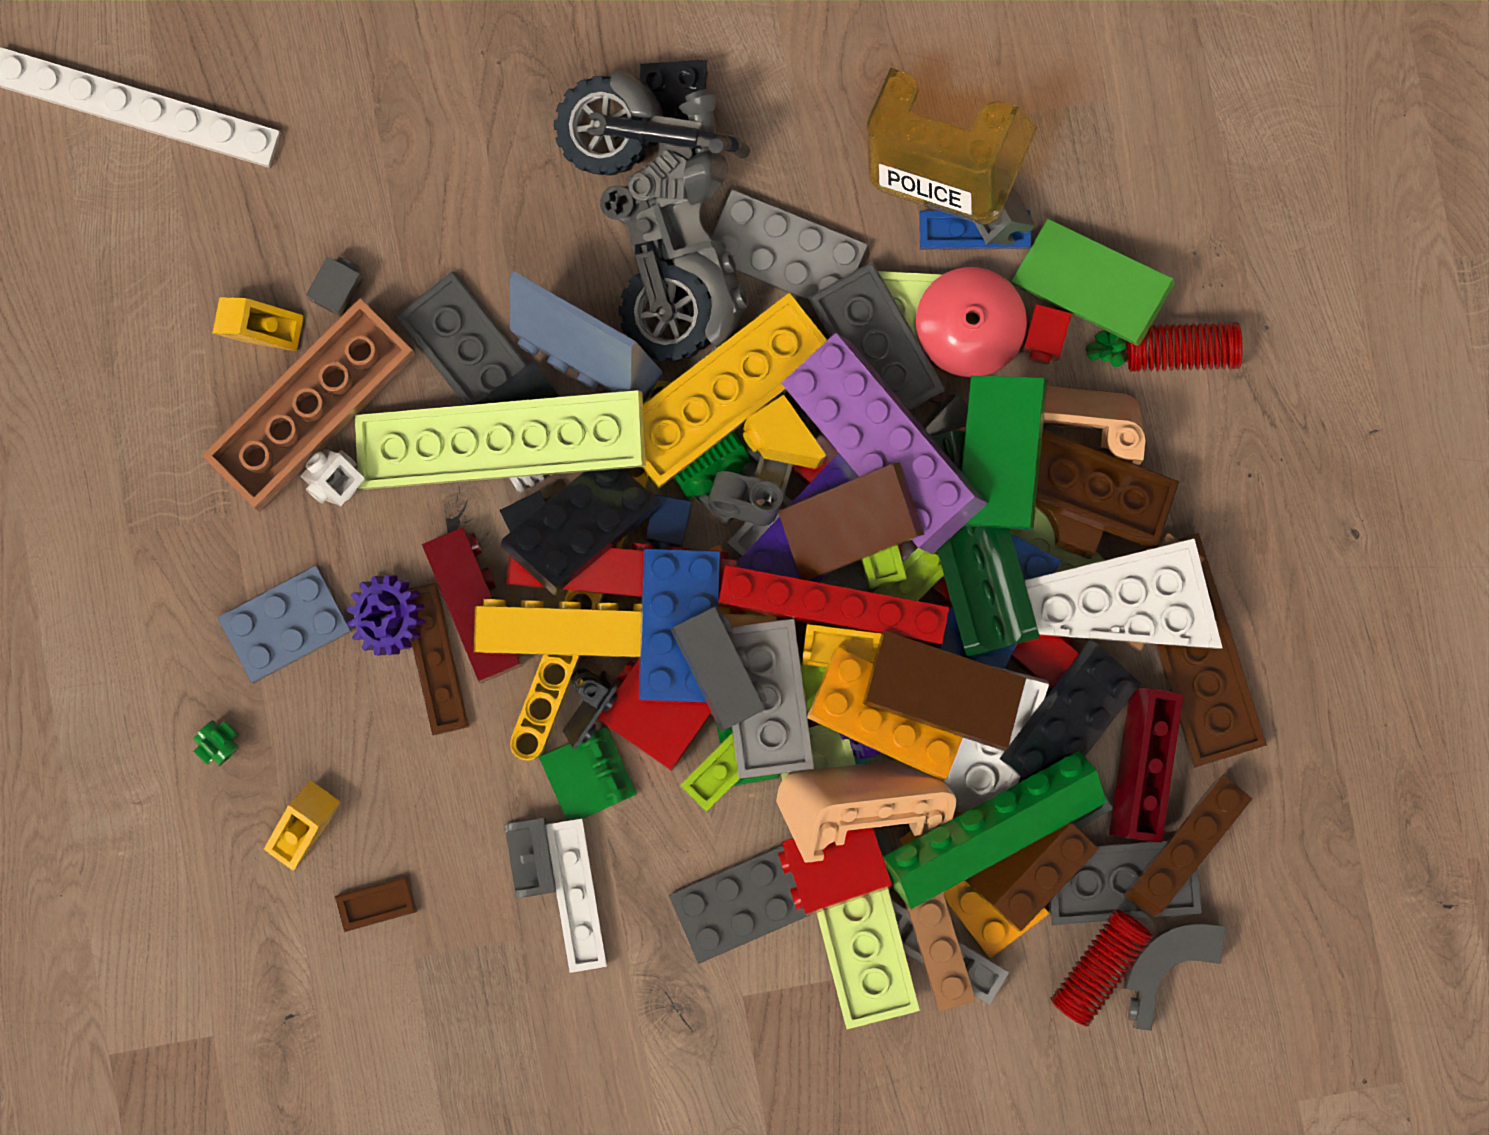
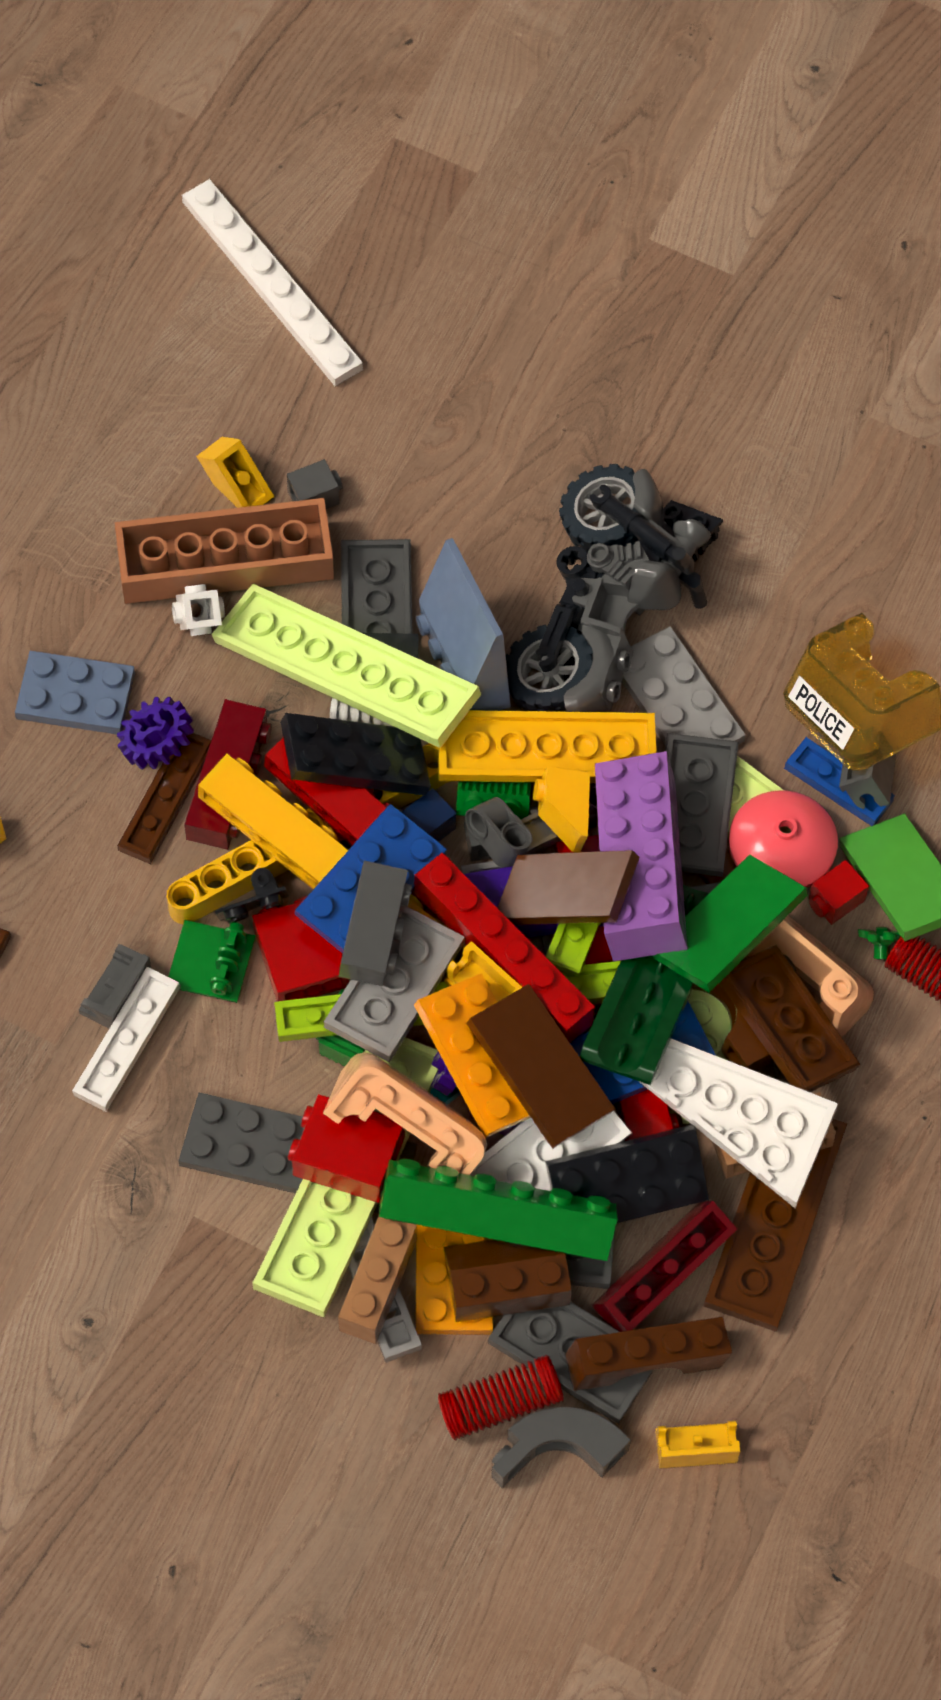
camera: 35 degrees right, 20 degrees down
(1271, 884) = (697, 1445): none -> yellow hinge

